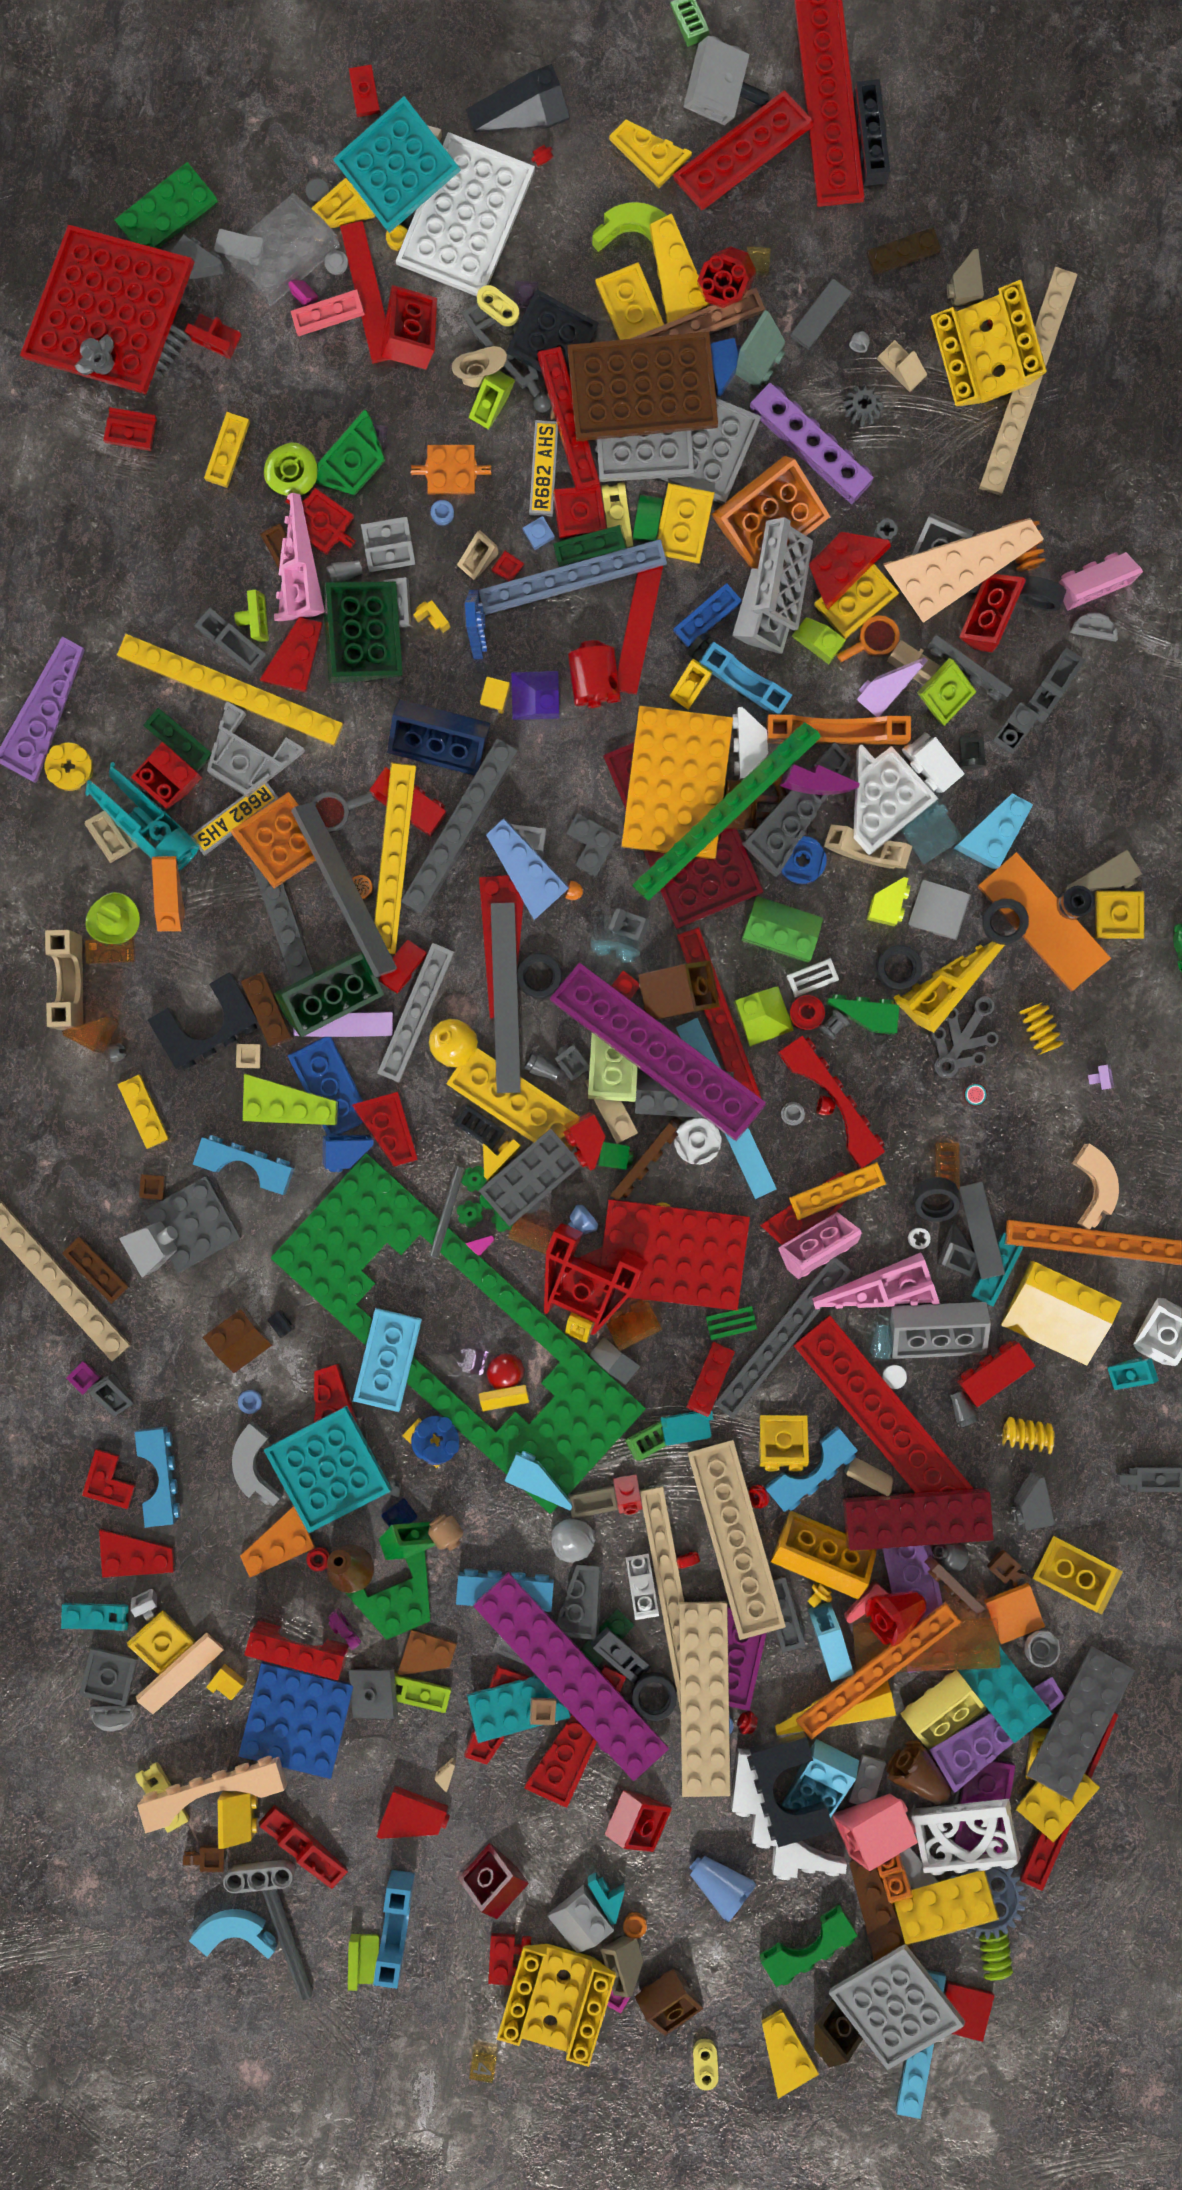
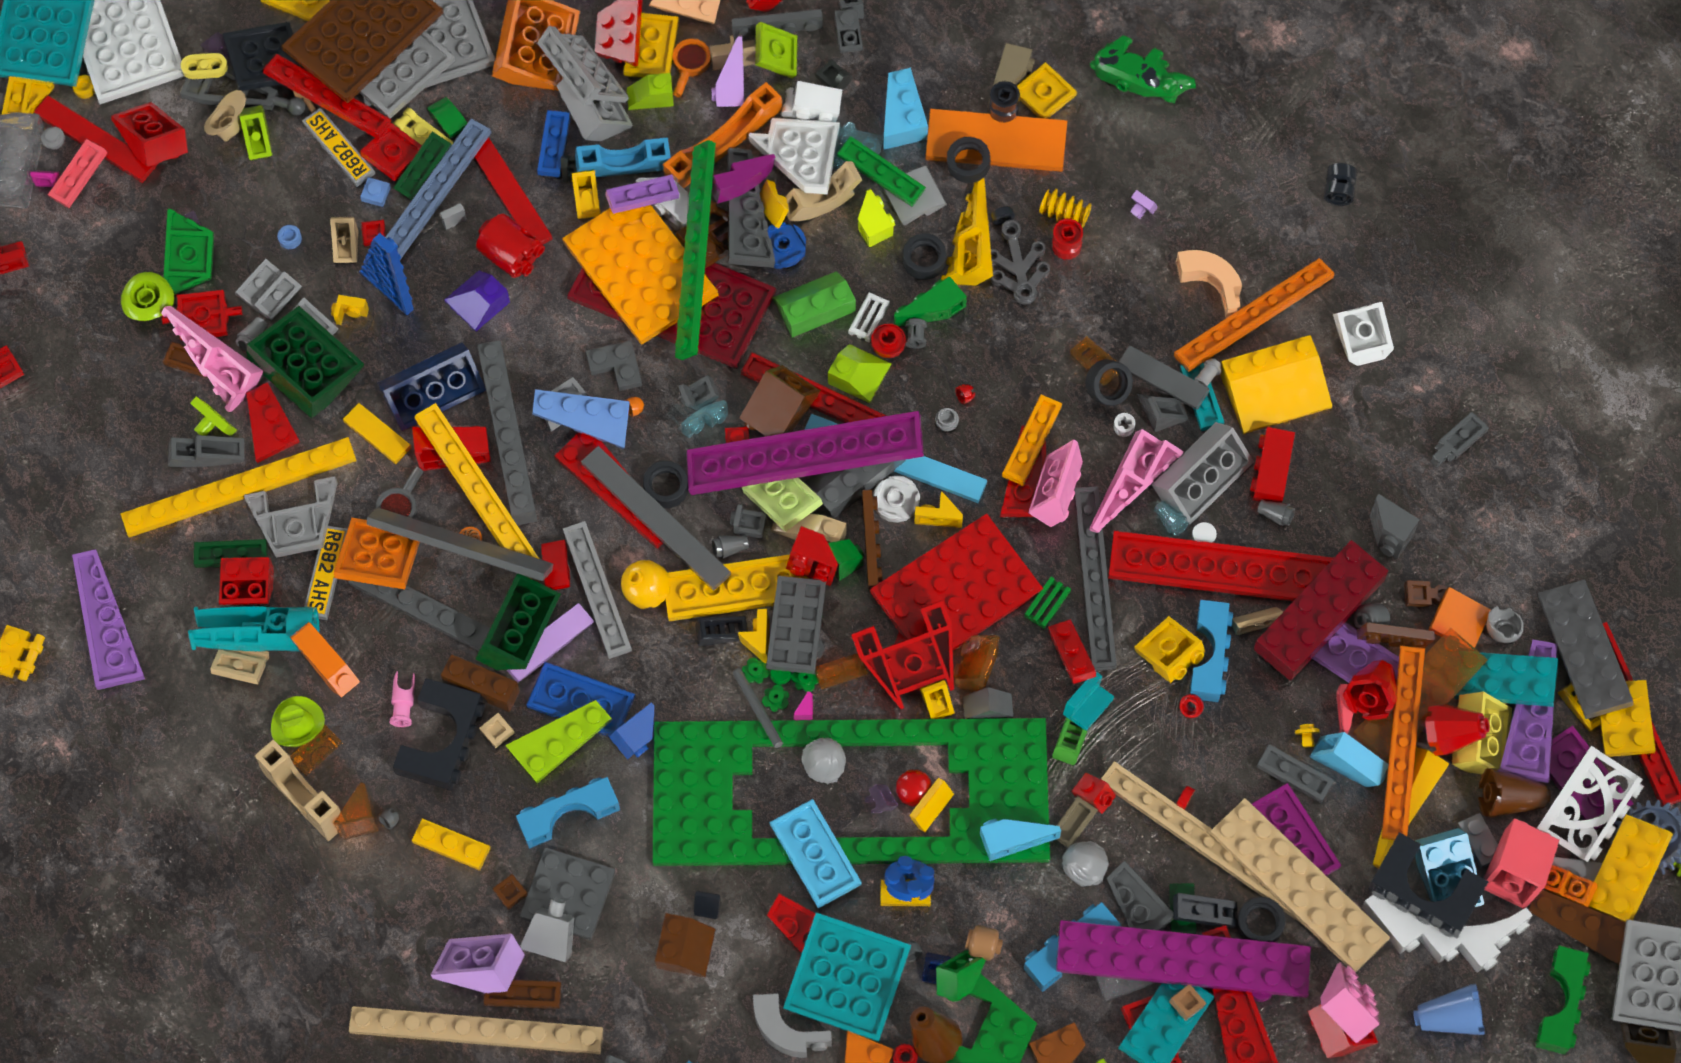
camera: 40 degrees left, 20 degrees down
(59, 756) = (155, 632): yellow plate -> none
(81, 1223) = (480, 962): none -> lavender slope
(200, 972) = (402, 702): none -> bright pink piece
(227, 449) = (84, 325): yellow plate -> none
(250, 1401) = (738, 986): medium blue tile -> none
(367, 738) = (377, 433): none -> yellow tile
(388, 1126) = (649, 684): red wing -> none
(451, 469) = (269, 203): orange plate -> none
(458, 1294) = (824, 760): none -> light grey hair
(495, 694) = (446, 319): yellow panel -> none
(577, 609) = (453, 216): none -> light grey tile
(583, 1220) = (865, 619): medium blue cone -> none
(642, 1586) = (1171, 846): white slope -> none
(653, 1820) = (1350, 1003): none -> bright pink slope
(685, 522) = (478, 95): yellow tile -> none
(720, 1189) = (945, 516): none -> yellow slope
(729, 727) = (642, 194): none -> medium lavender plate
(736, 1540) = (1206, 748): tan plate -> none
(747, 1723) = (1349, 877): red plate -> none
(822, 1555) = (1282, 704): light orange slope -> none
(823, 825) = (774, 205): none -> yellow slope
(860, 1141) = (919, 375): red arch -> none
(923, 1699) = (1454, 728): none -> red cone
(929, 870) = (881, 171): none -> green tile
(975, 1094) = (1064, 294): tile -> none
(989, 989) = (1002, 215): none -> black tile
(1018, 1054) = (1067, 239): none -> red wheel
(1019, 1259) = (1211, 369): none -> light grey pin
(1028, 1433) = (1338, 484): yellow piece -> none
(1077, 1575) = (1476, 551): yellow slope -> none
(1133, 1373) = (1369, 379): teal slope -> none

